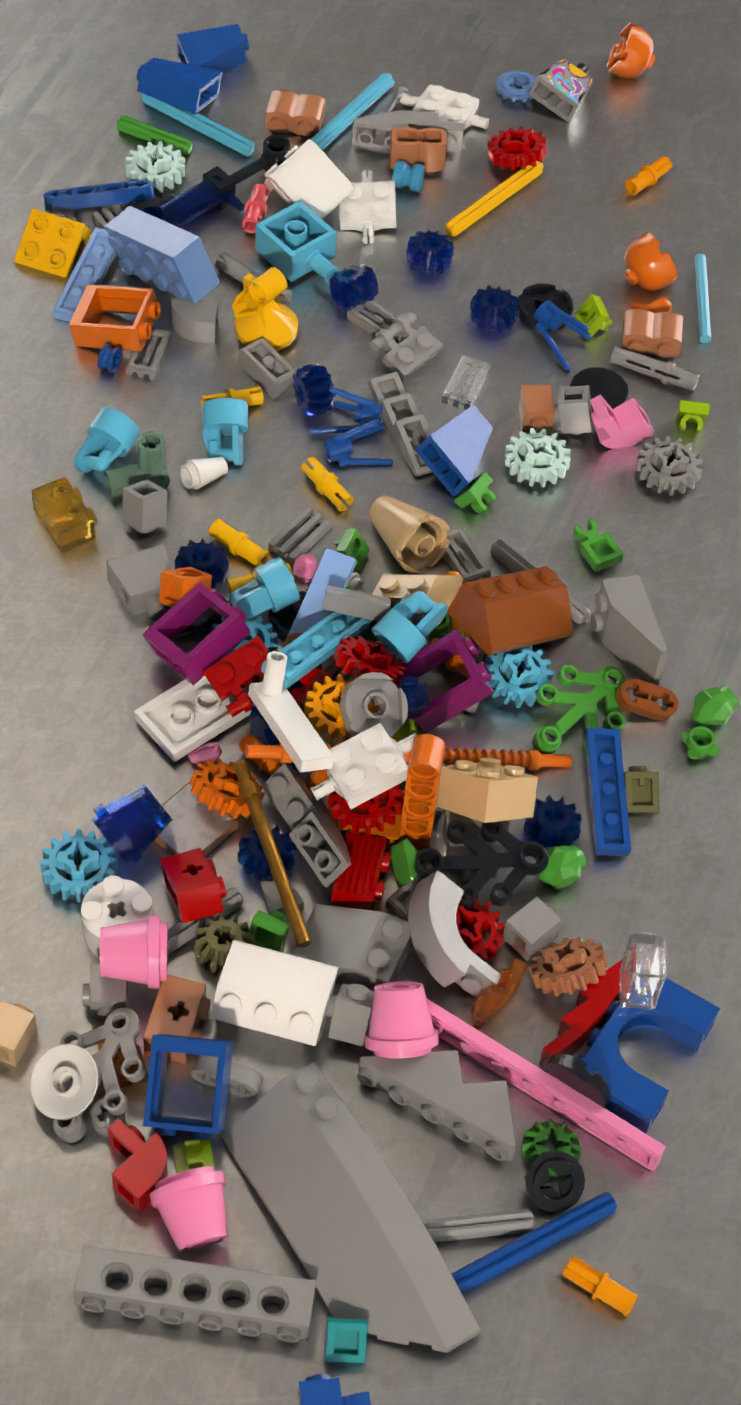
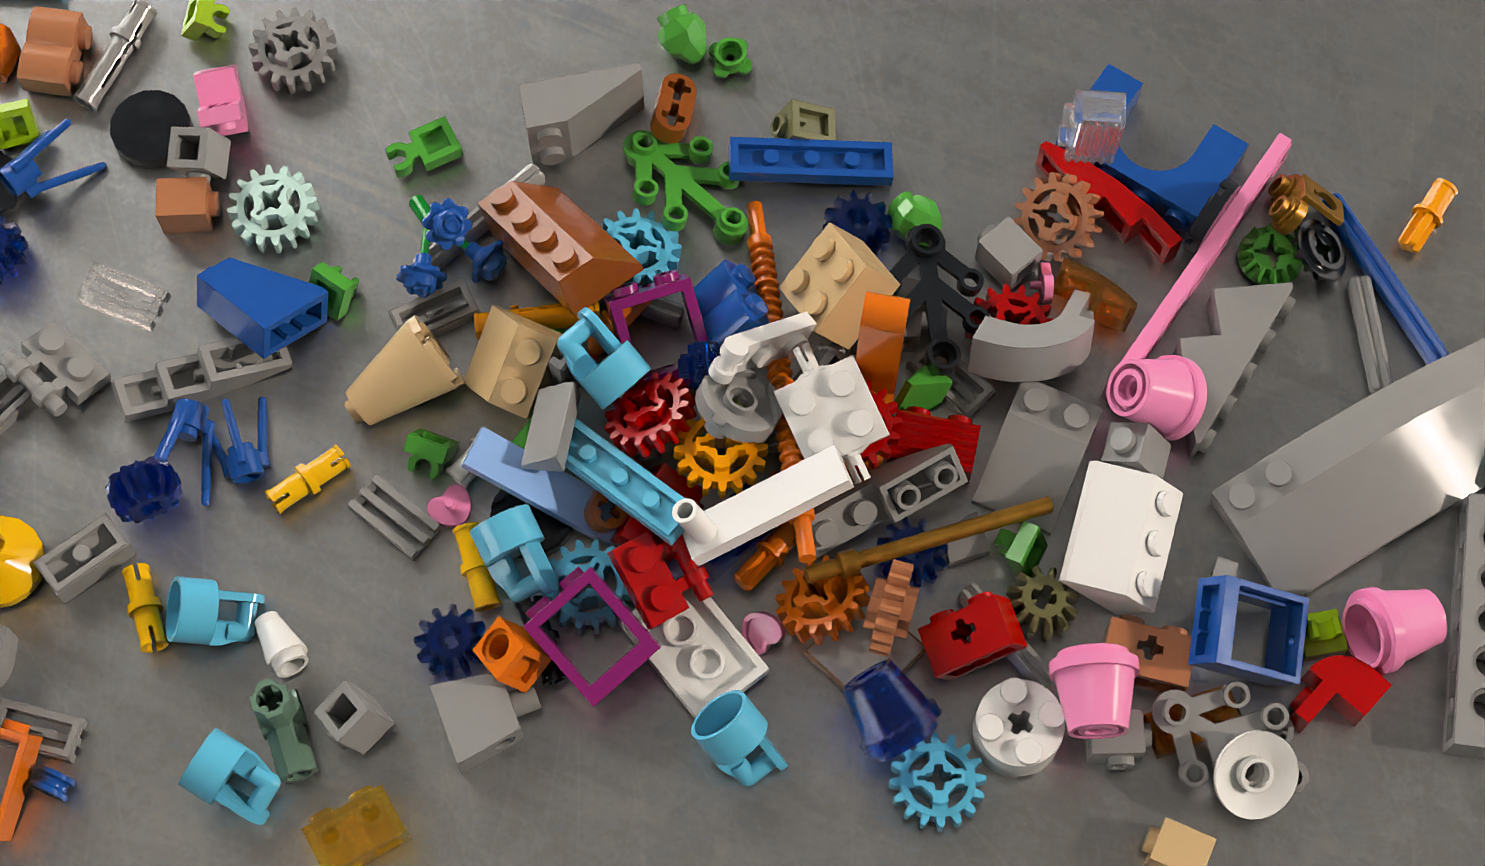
camera: 85 degrees left, 15 degrees up
(127, 726) = (730, 731): none -> medium azure piece
(211, 817) = (891, 608): none -> nougat gear
(238, 543) = (411, 595): yellow pin -> none
(418, 712) = (761, 346): none -> white plate
(468, 727) = (729, 301): none -> blue brick
(504, 957) = (1044, 284): none -> bright pink piece
(516, 536) = (447, 226): none -> blue plant
(610, 1156) = (1292, 199): none -> pearl gold bracket

